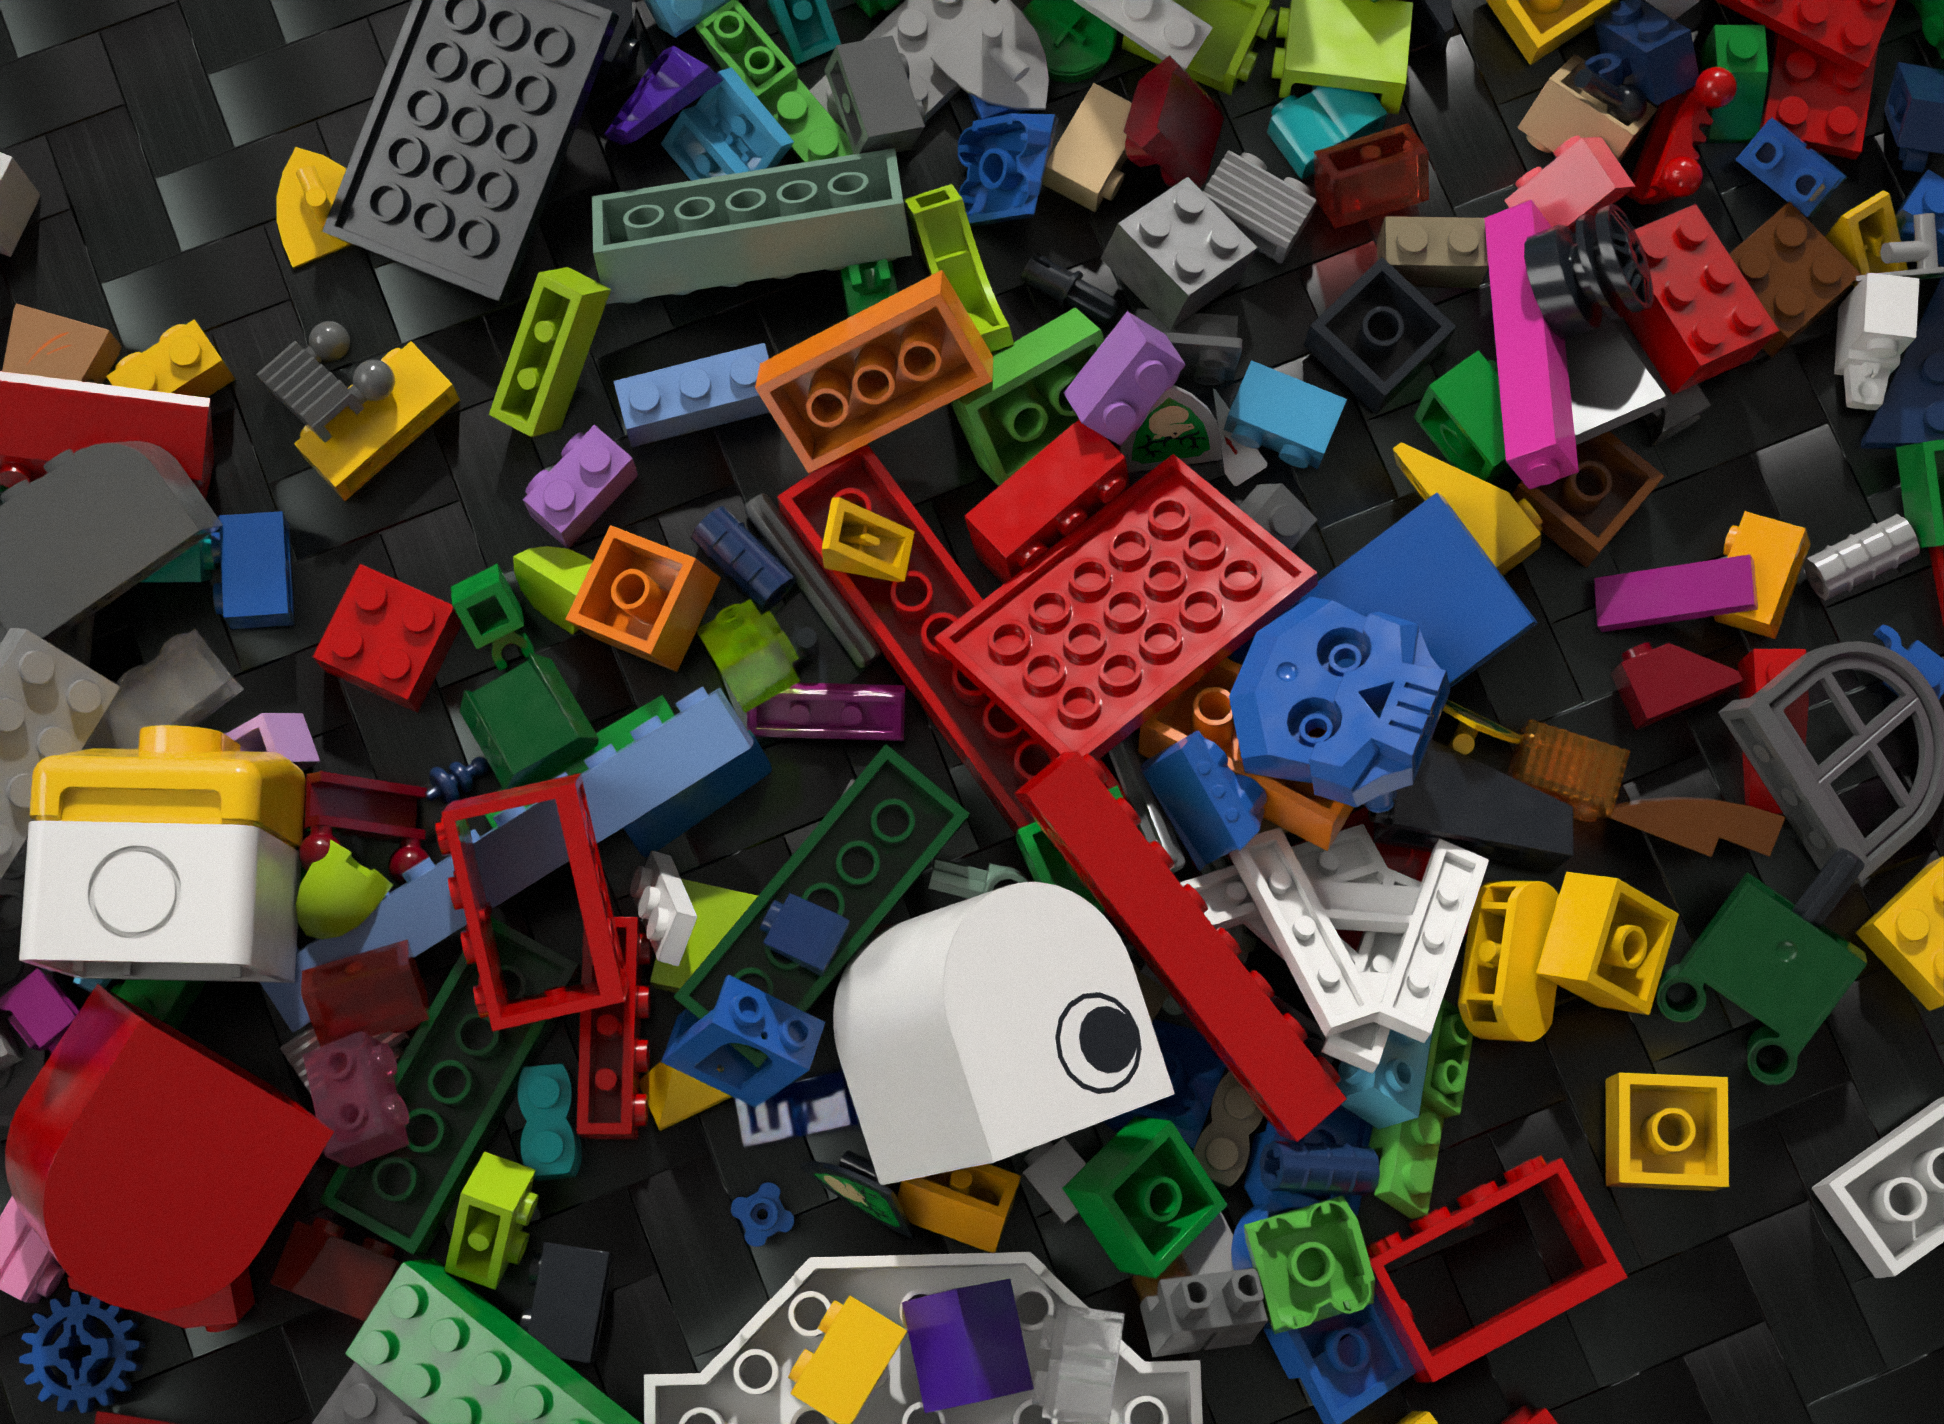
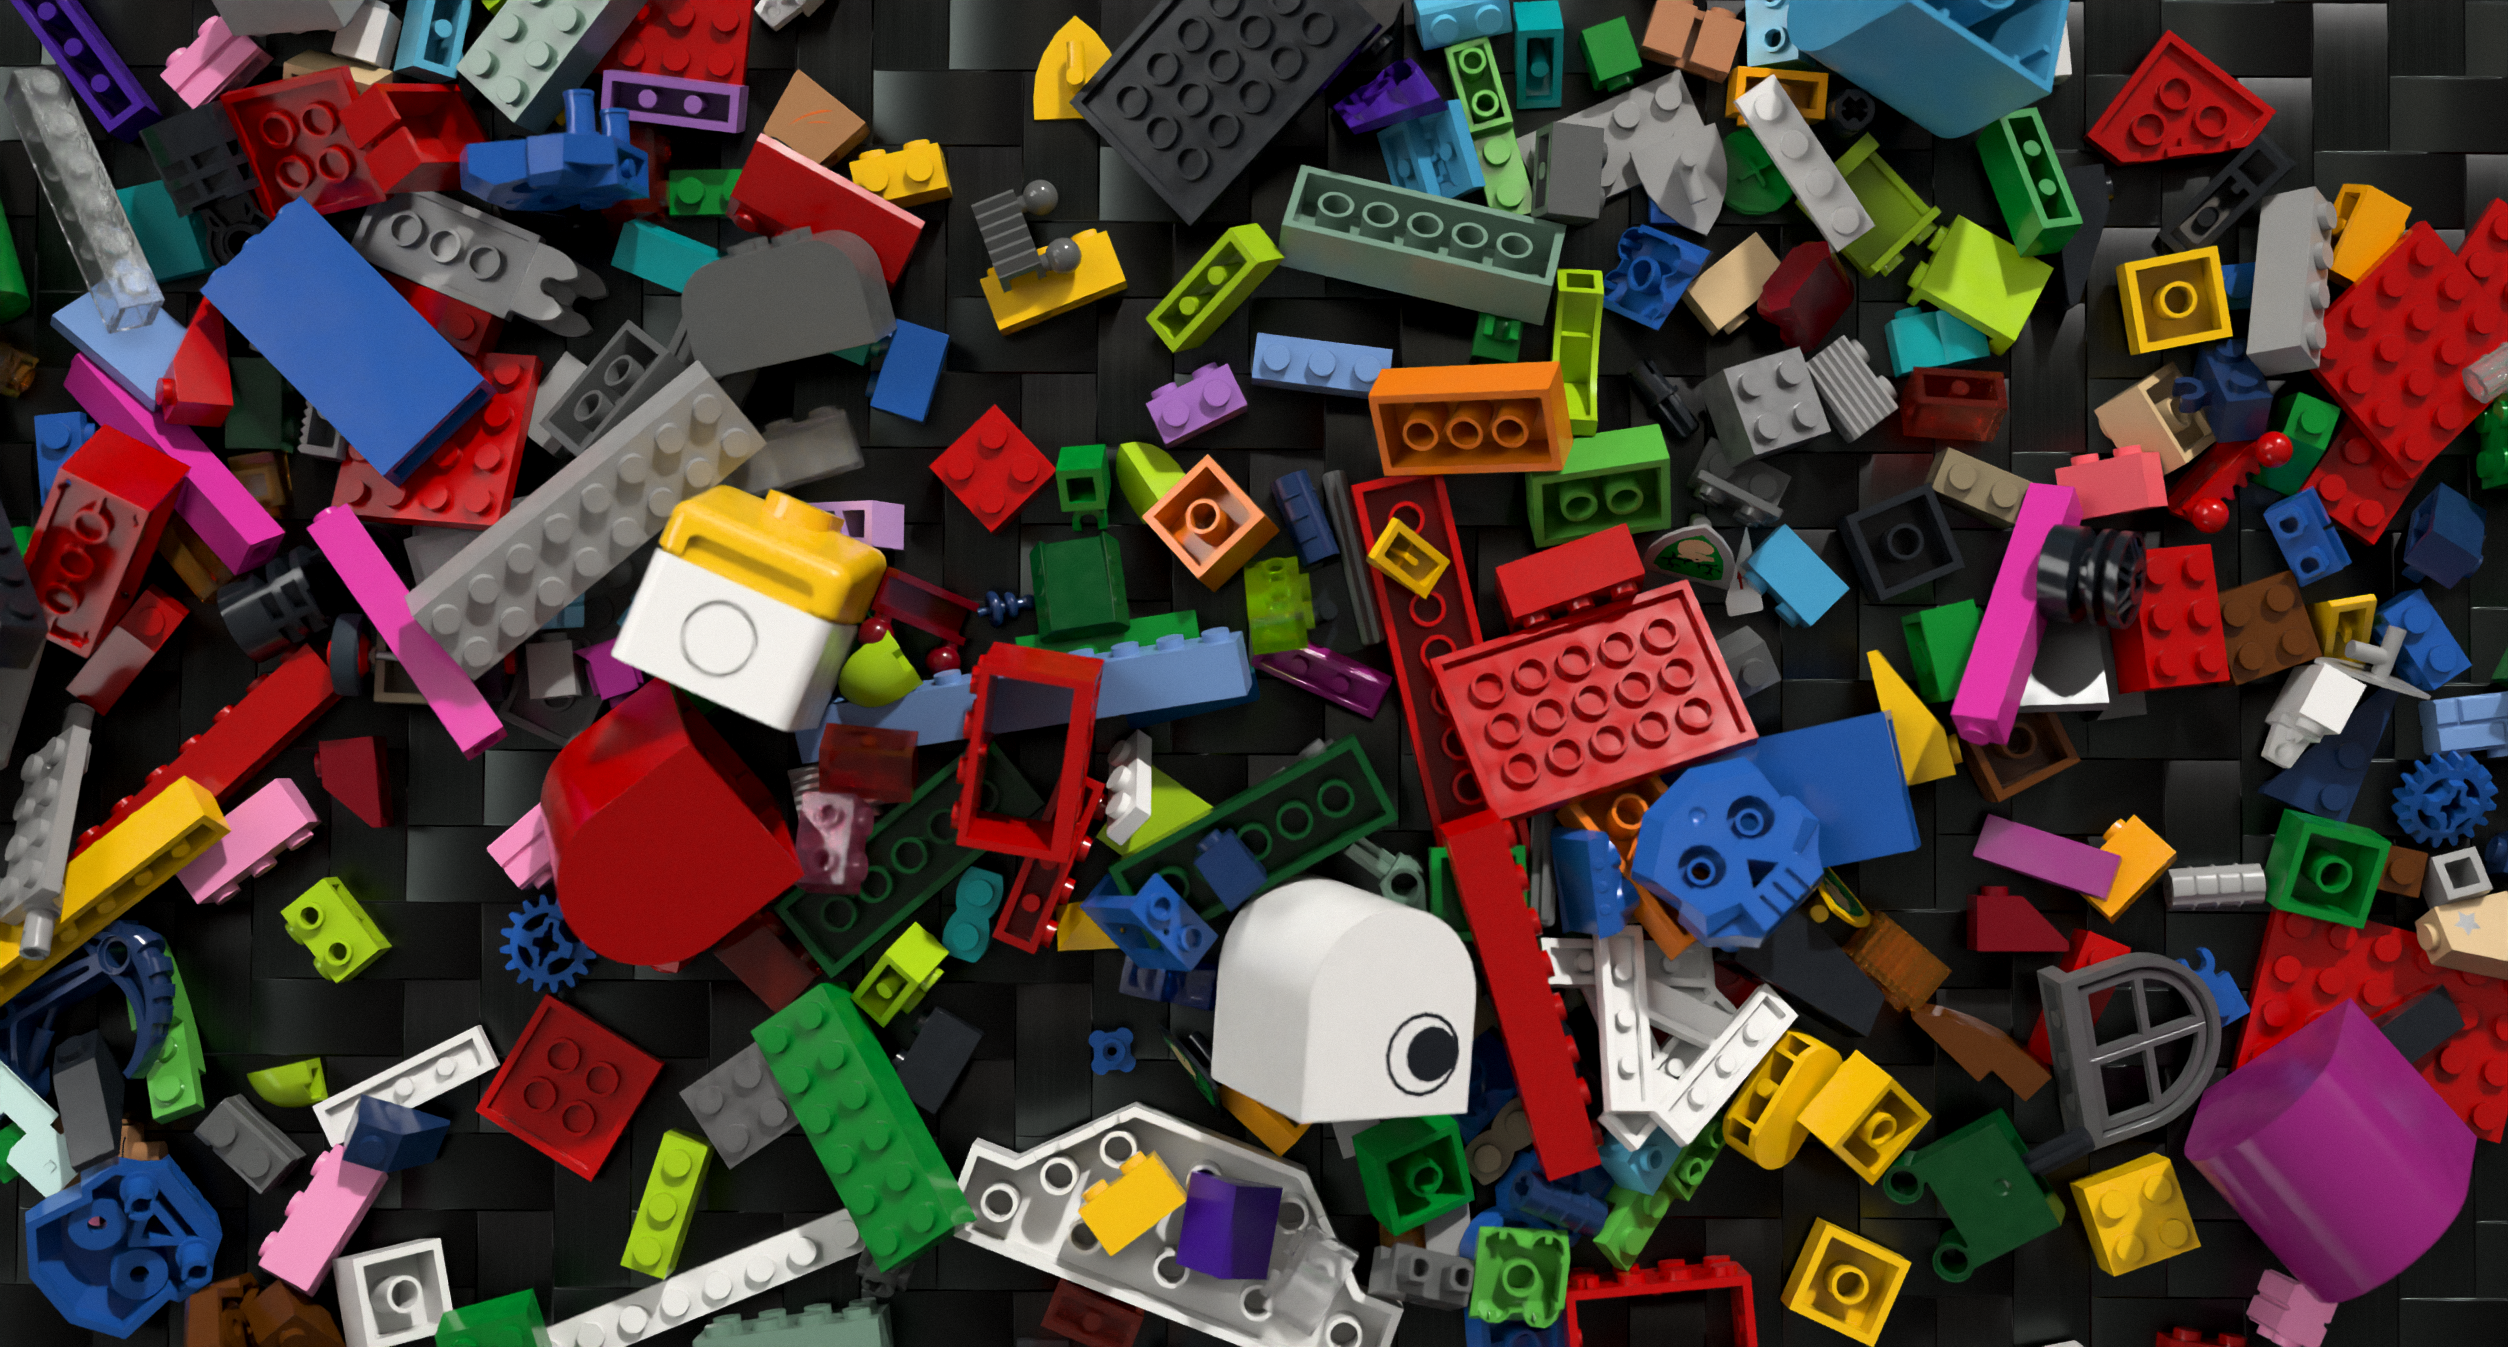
camera: 30 degrees right, 10 degrees up
(1124, 379) = (1672, 507): medium lavender brick -> none
(1623, 102) = (2191, 428): black bar -> none

